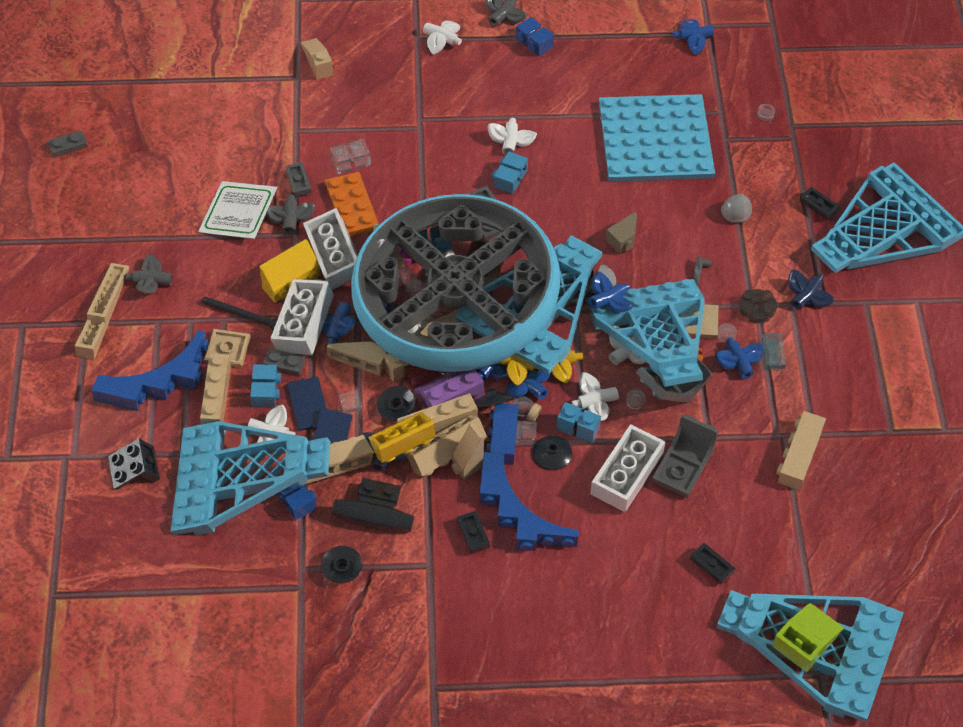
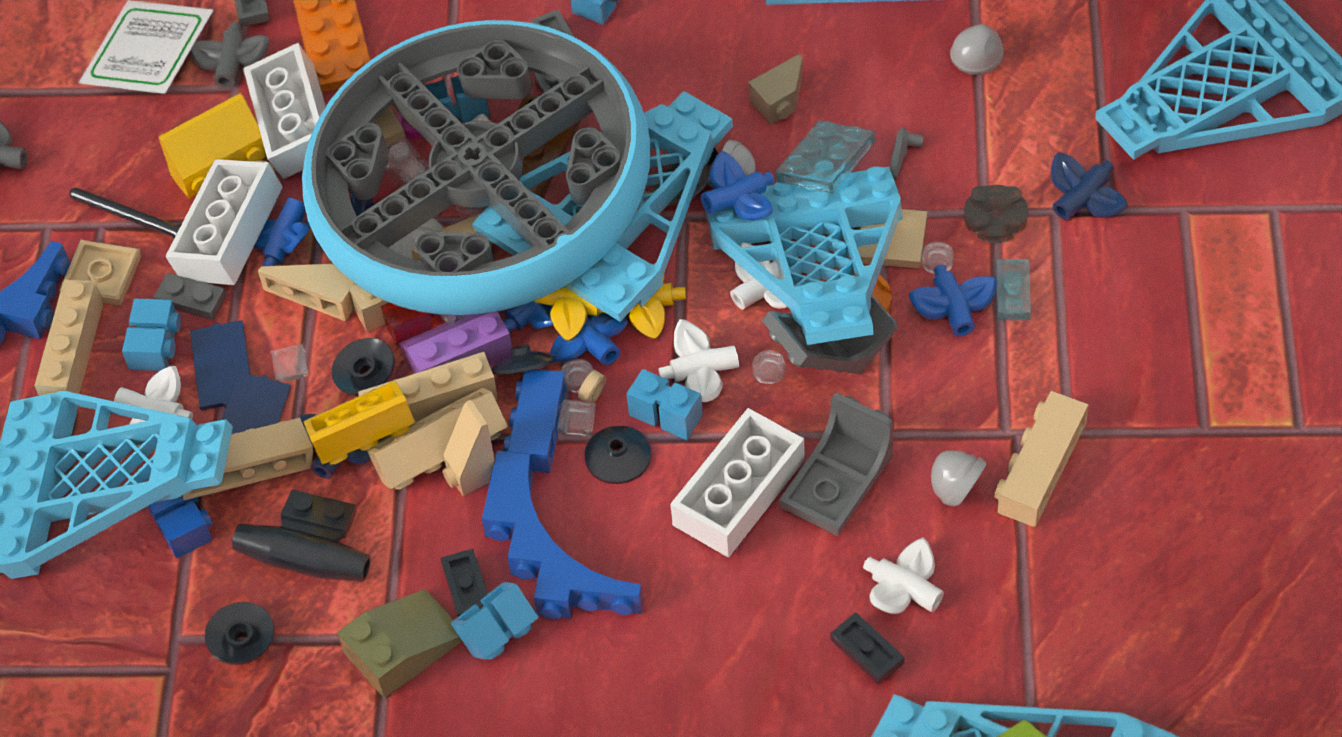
camera: 10 degrees right, 0 degrees up
(437, 566) = (398, 640): none -> olive slope
(499, 550) = (489, 628): none -> dark azure piece
(656, 273) = (825, 156): none -> clear light blue plate
(729, 522) = (905, 579): none -> white plant
(754, 462) = (955, 475): none -> light grey hat
(819, 203) = (1120, 42): black plate -> none

